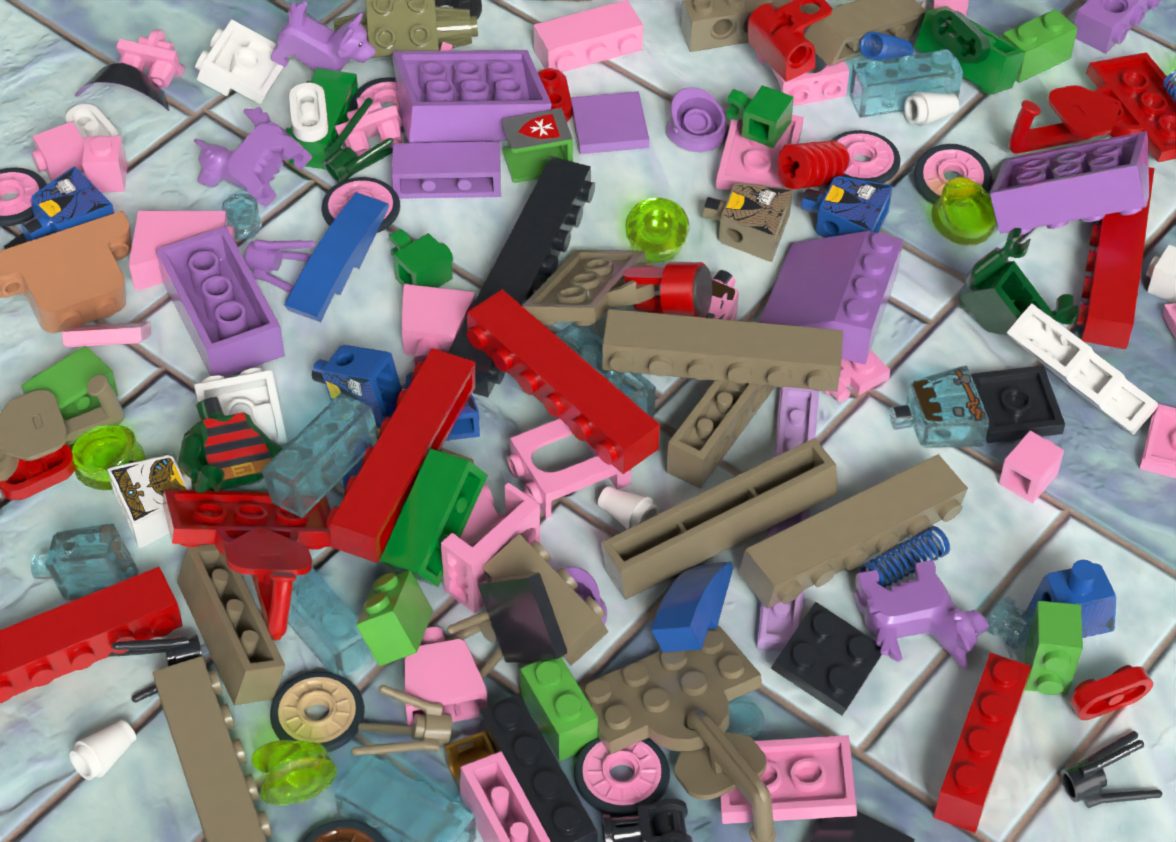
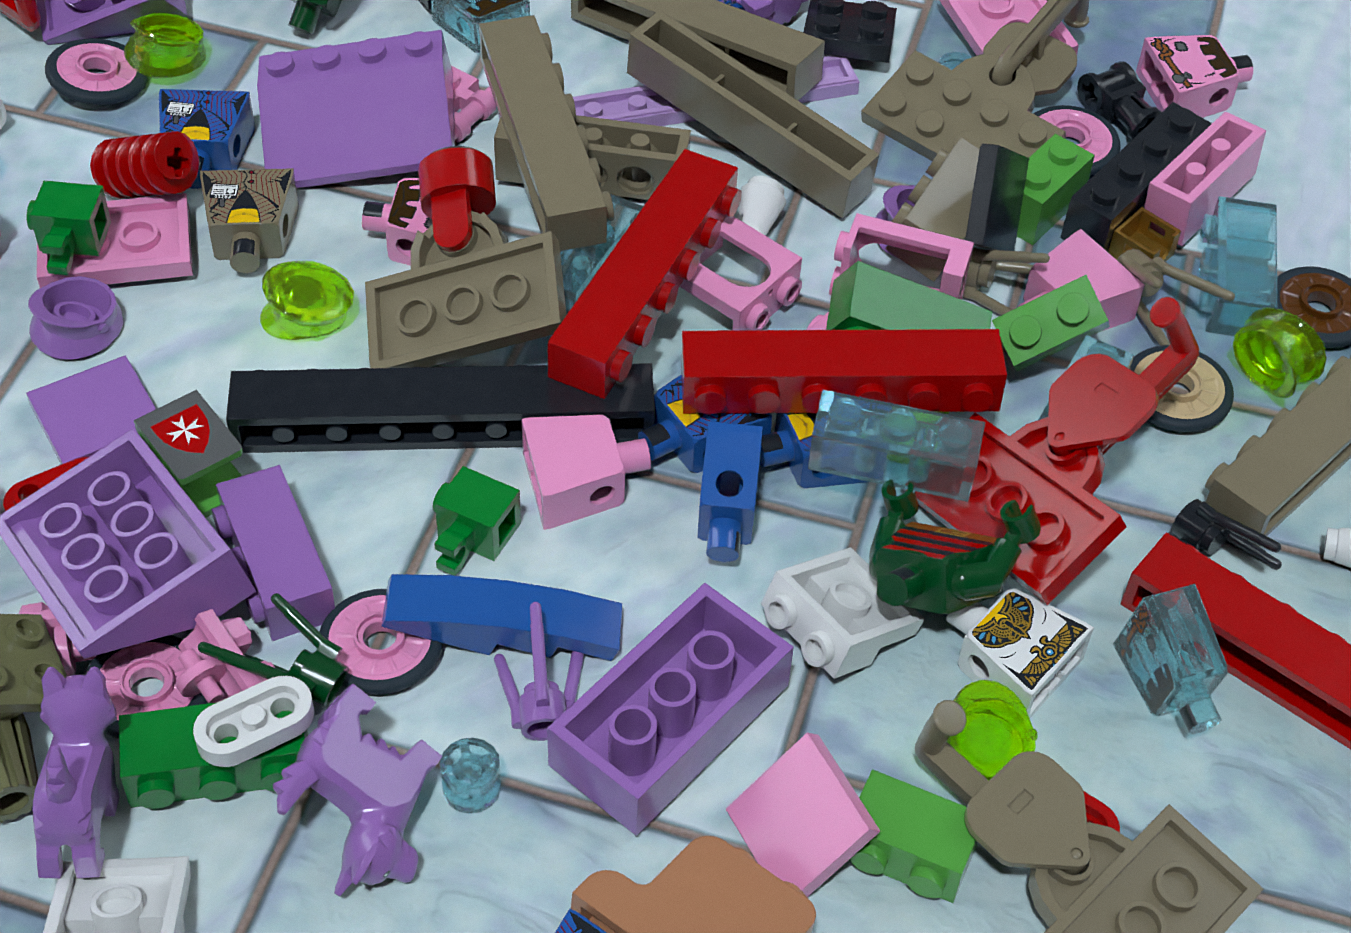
camera: 115 degrees left, 0 degrees up
(163, 228) = (572, 826): bright pink slope -> none
(230, 626) = (1161, 472): dark tan brick -> none
(692, 607) = (879, 109): blue slope -> none
(883, 154) = (58, 150): bright pink wheel -> none

